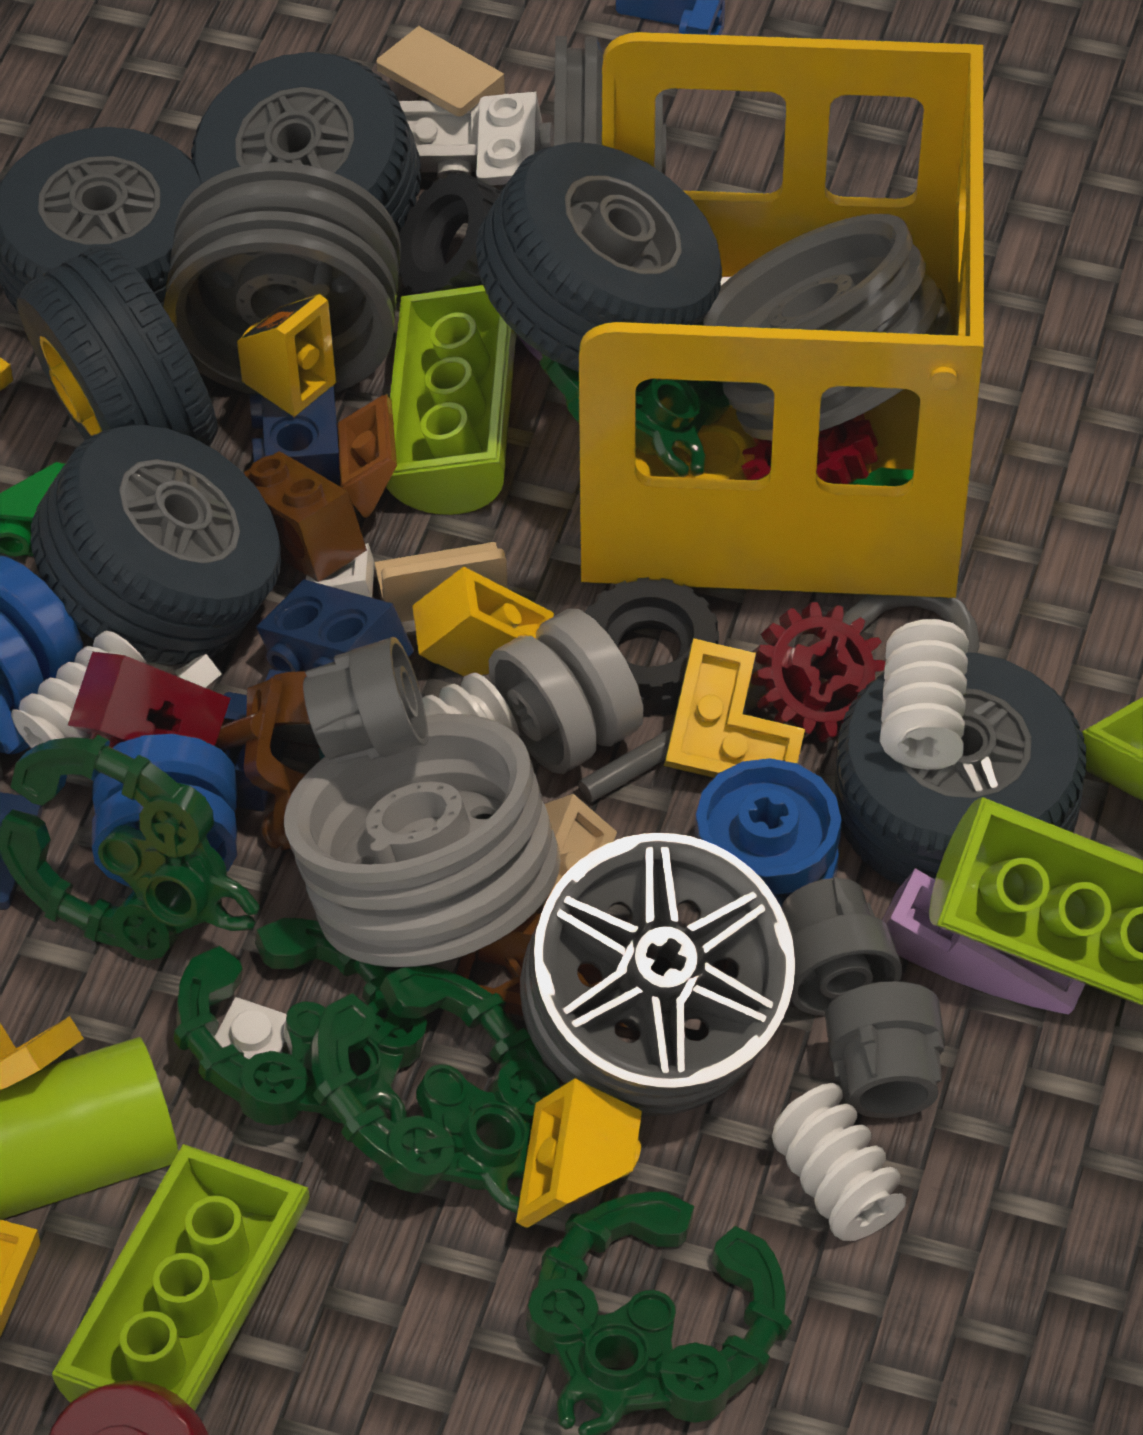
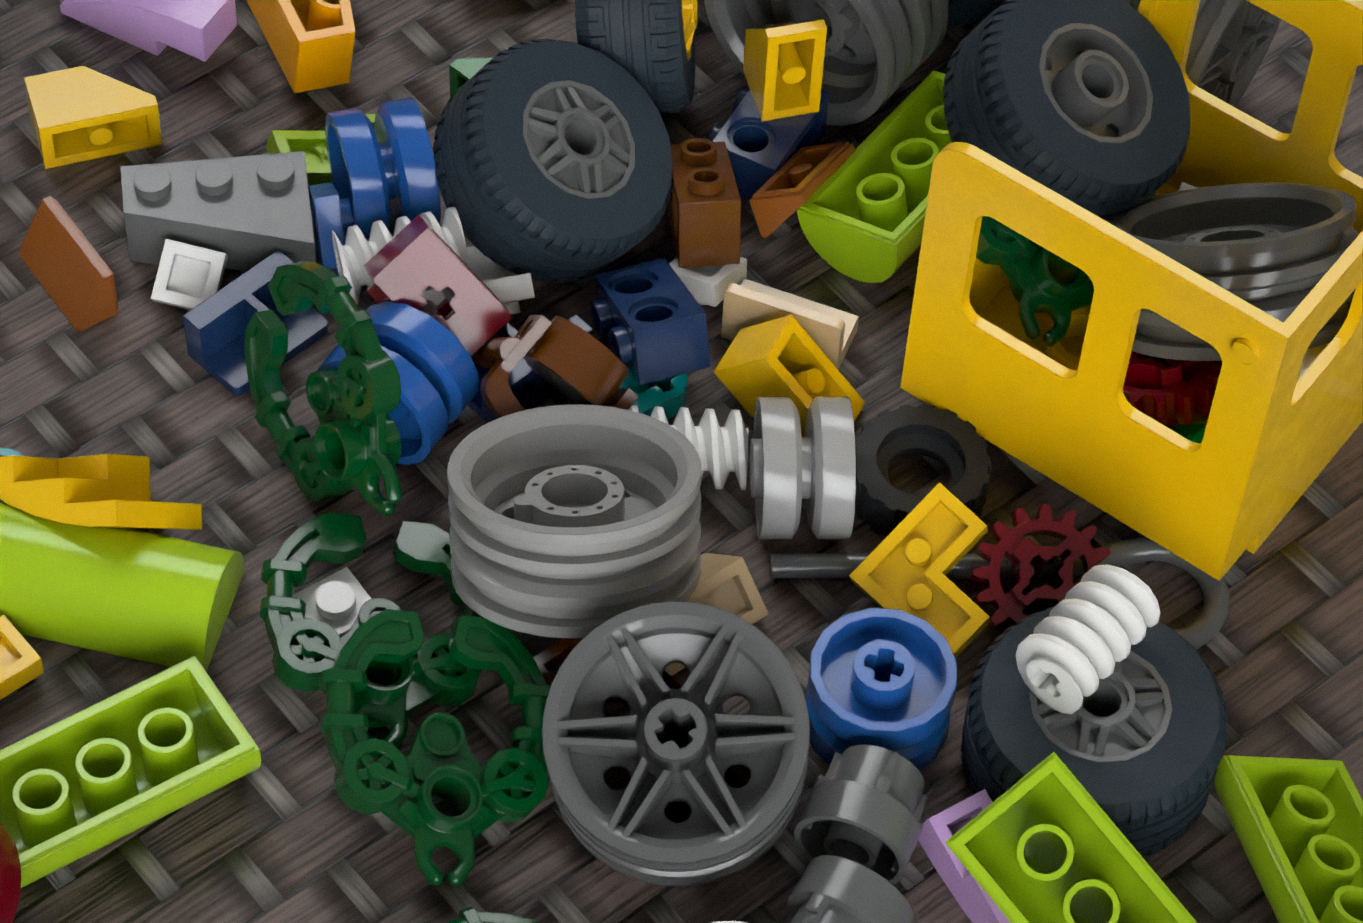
camera: 30 degrees right, 0 degrees up
(366, 703) = (597, 375): dark grey piece -> none
(576, 1149) = (510, 856): yellow slope -> none

